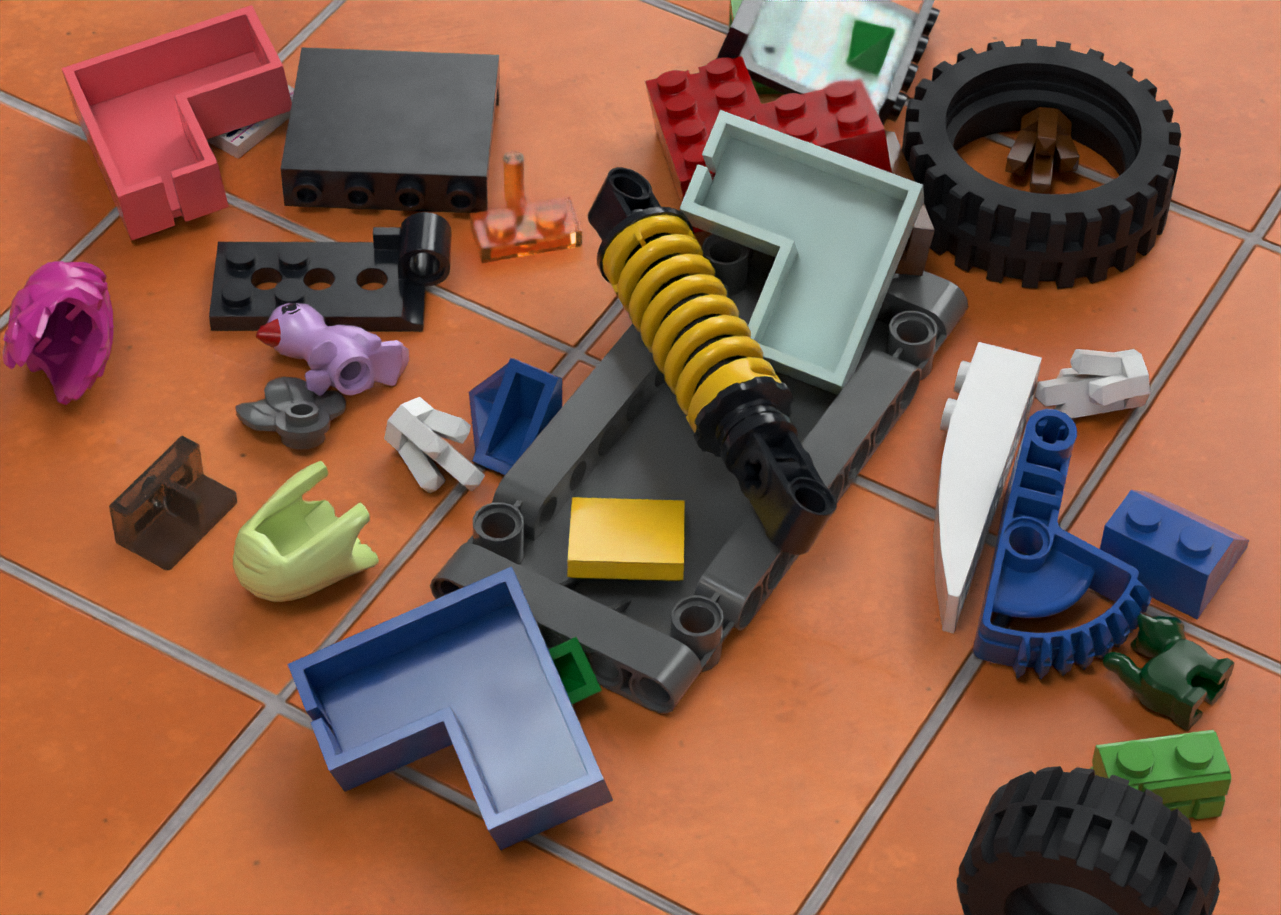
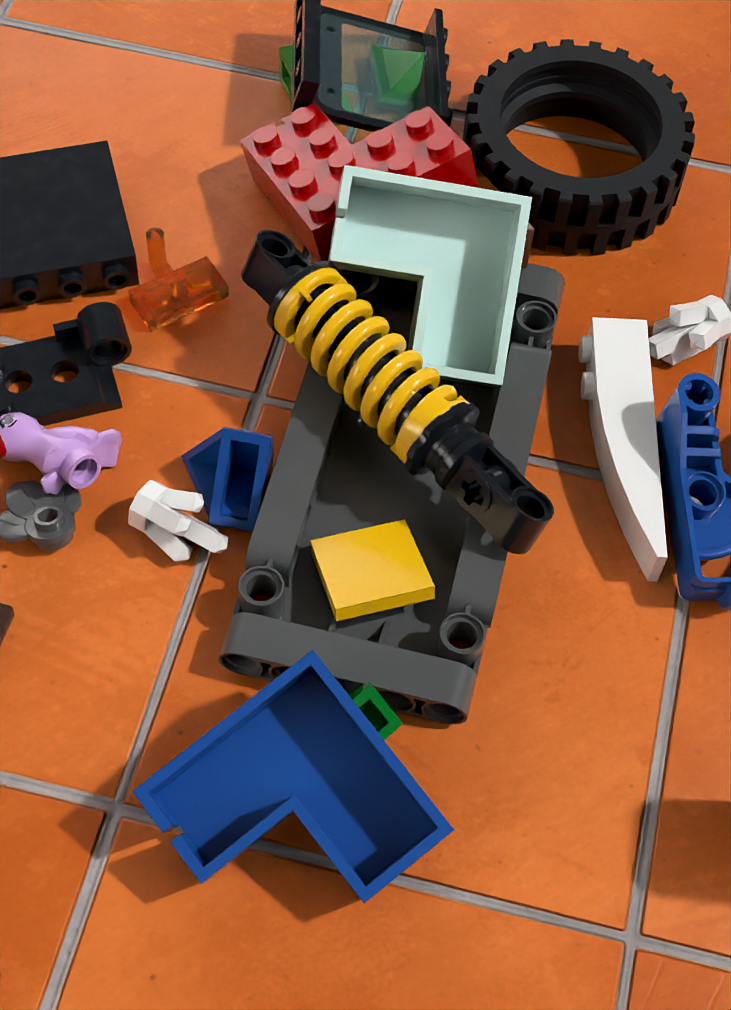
camera: 20 degrees left, 10 degrees up
(300, 544) = (92, 650): yellowish green hair -> none
(1043, 137) = (570, 134): reddish brown rock -> none

